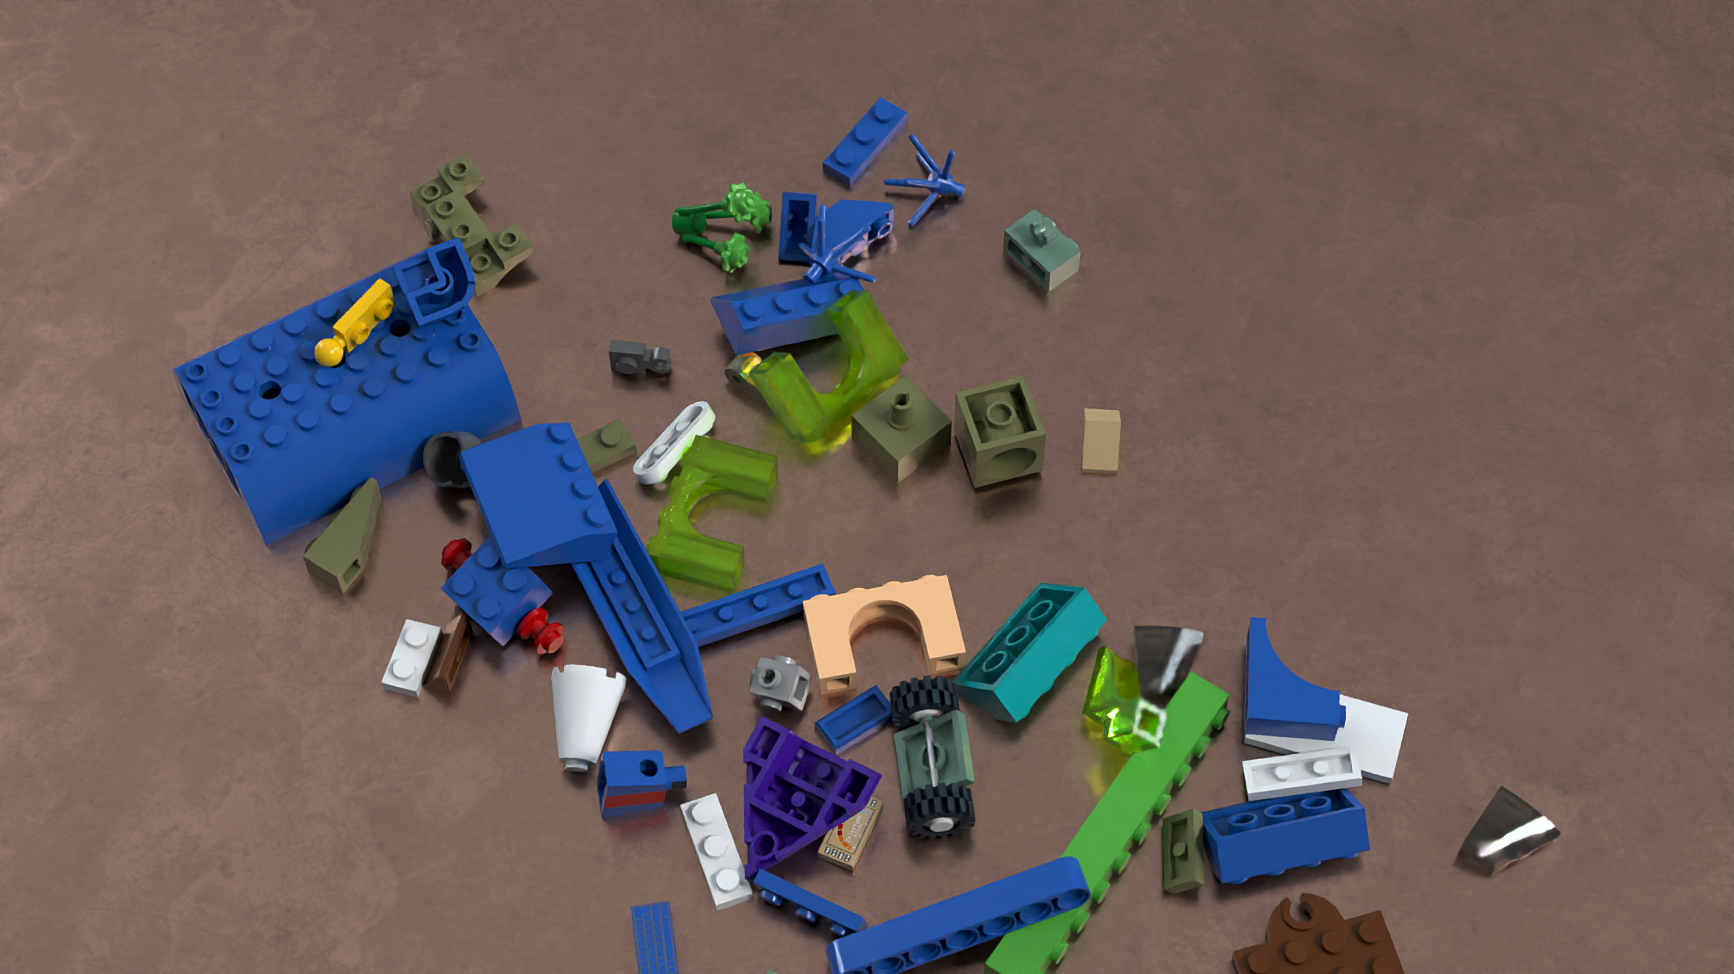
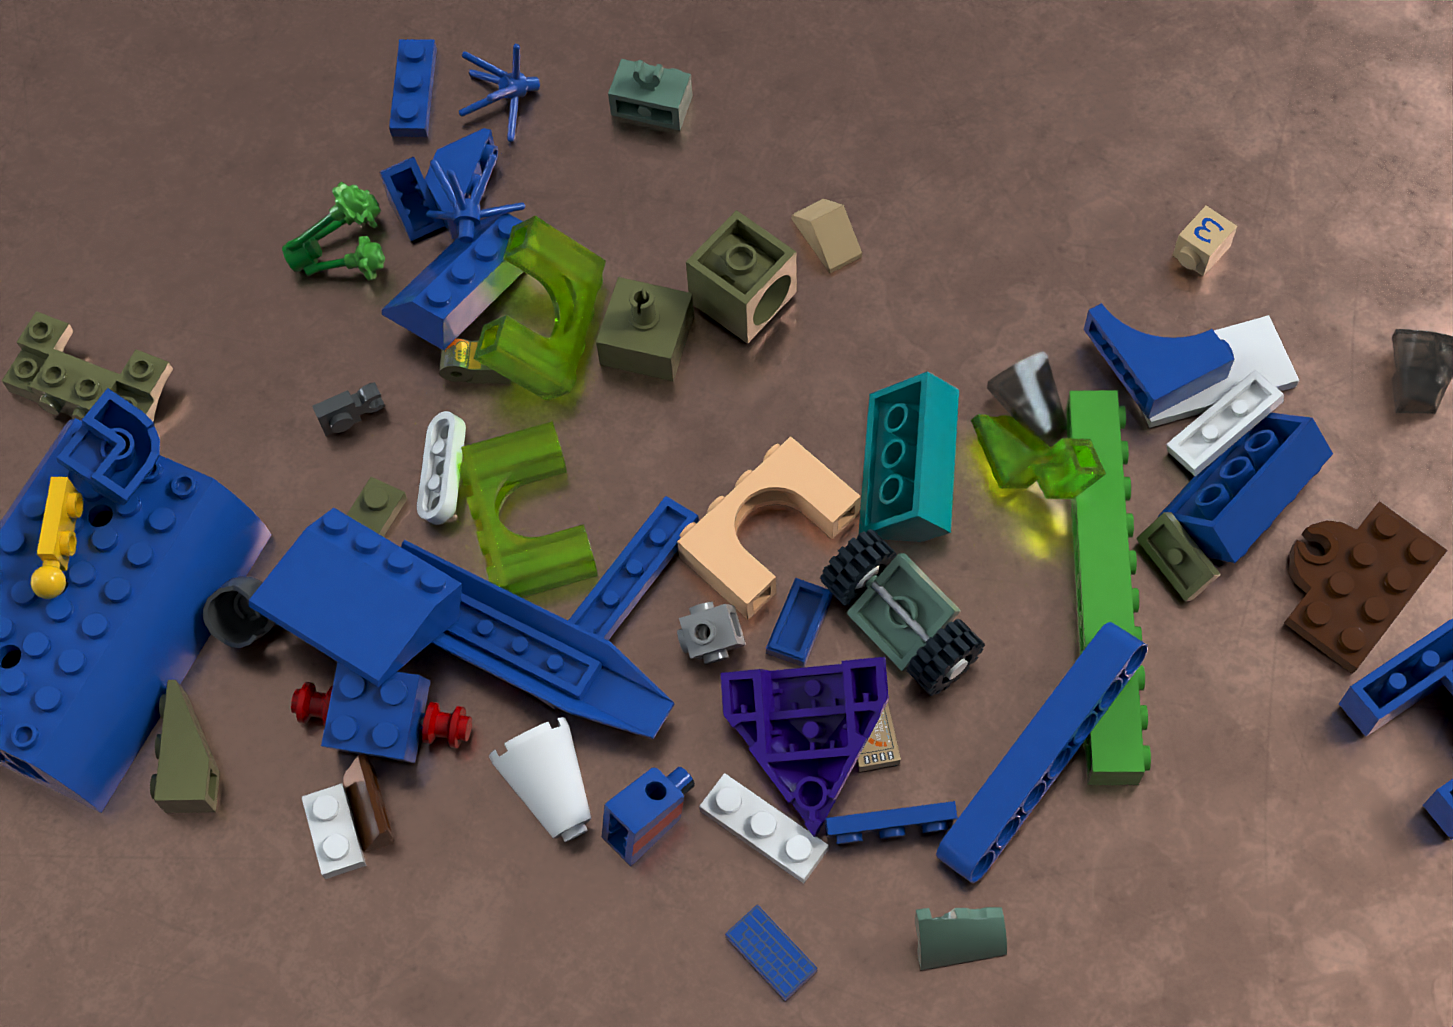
camera: 30 degrees left, 5 degrees up
(1399, 623) = (1204, 241): none -> tan brick

